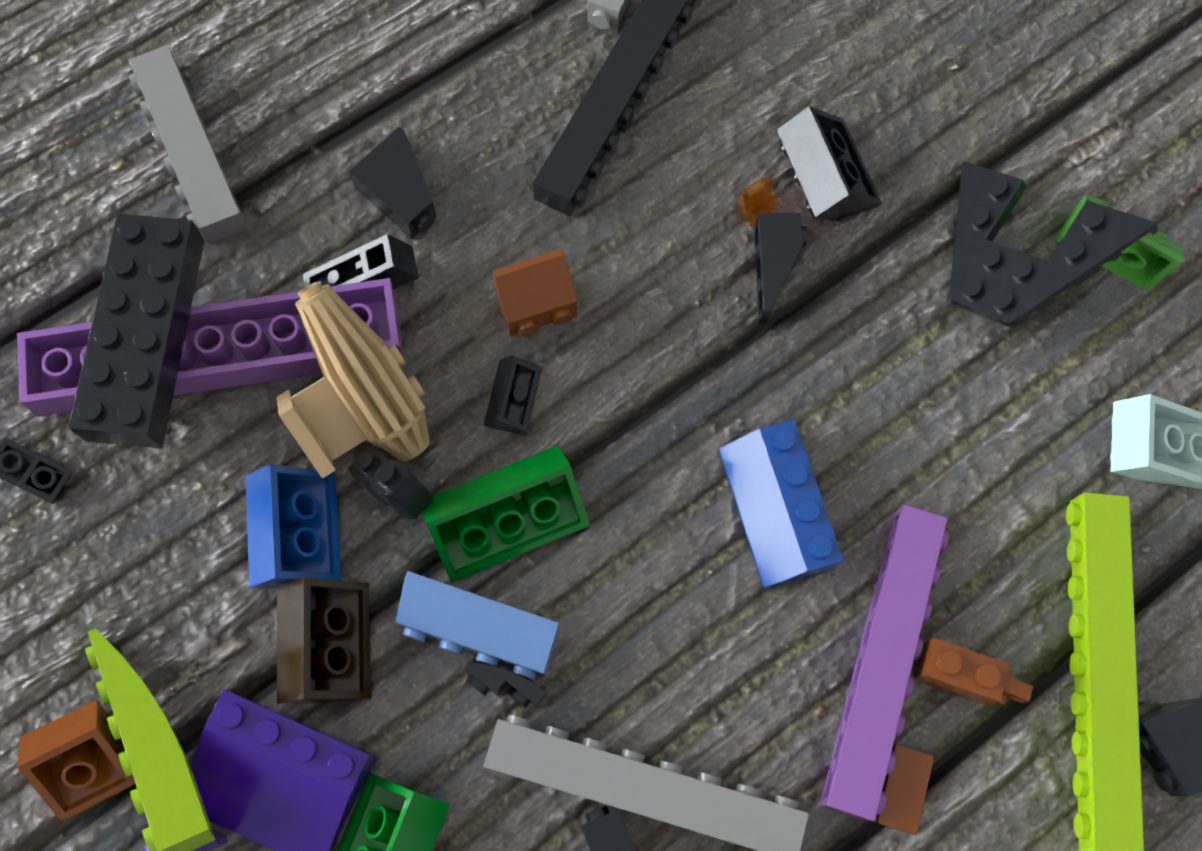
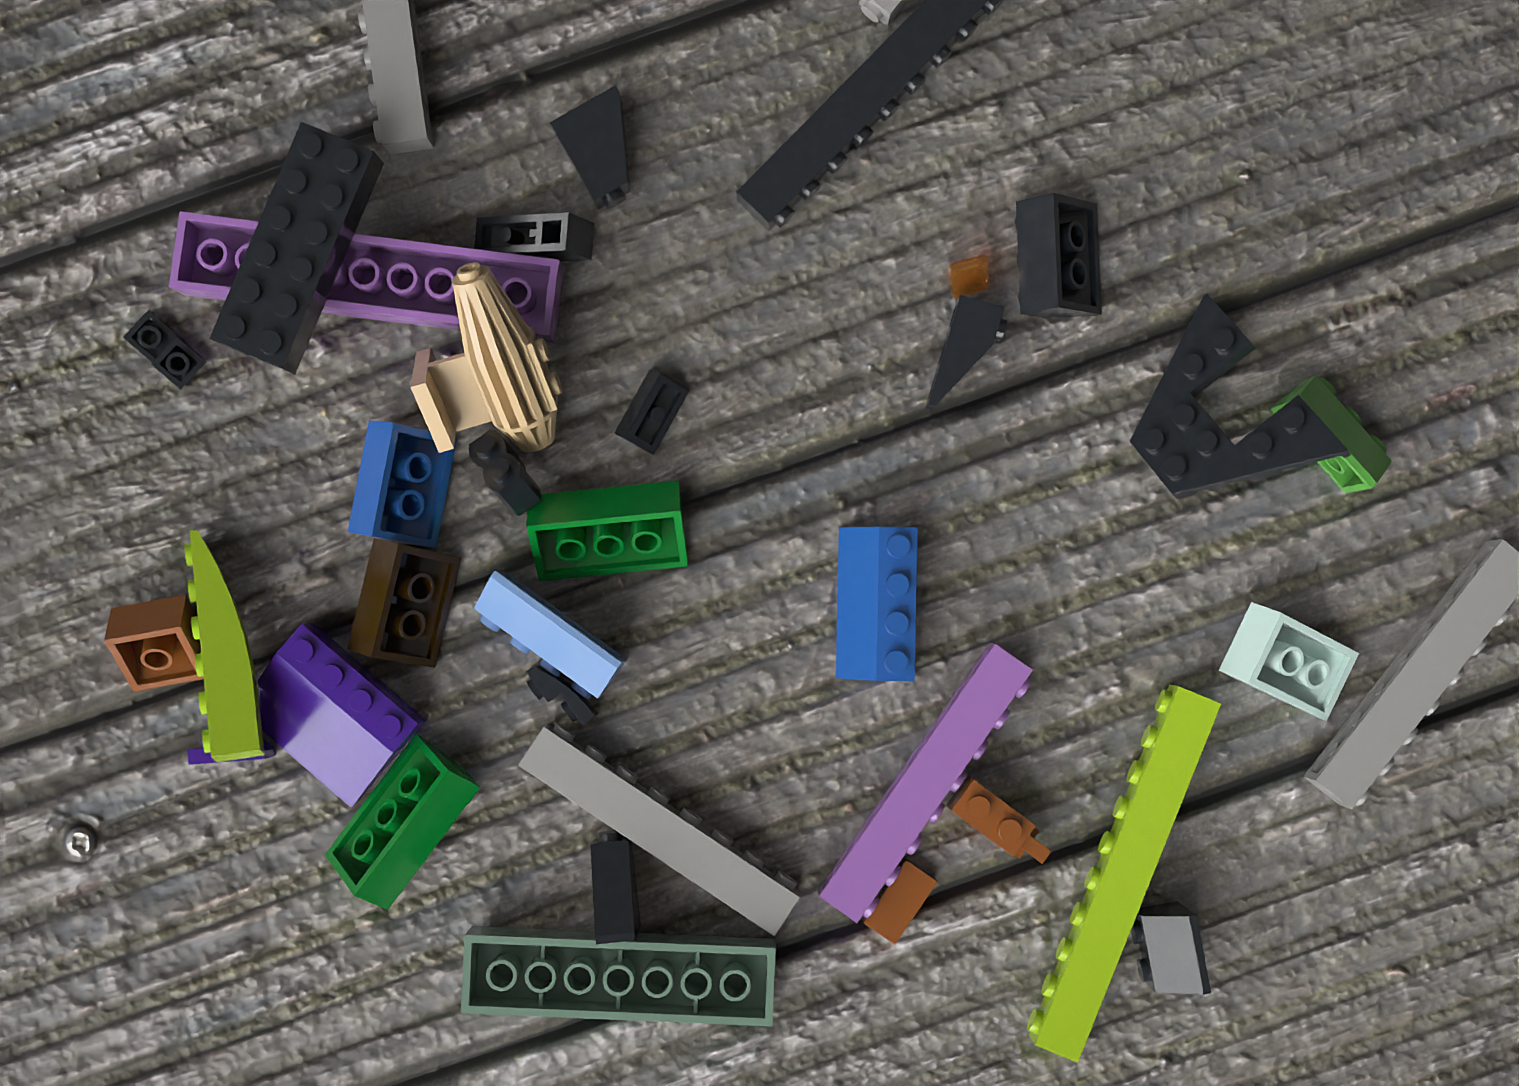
camera: 25 degrees right, 15 degrees up
(535, 293) = (702, 317): dark orange slope -> none

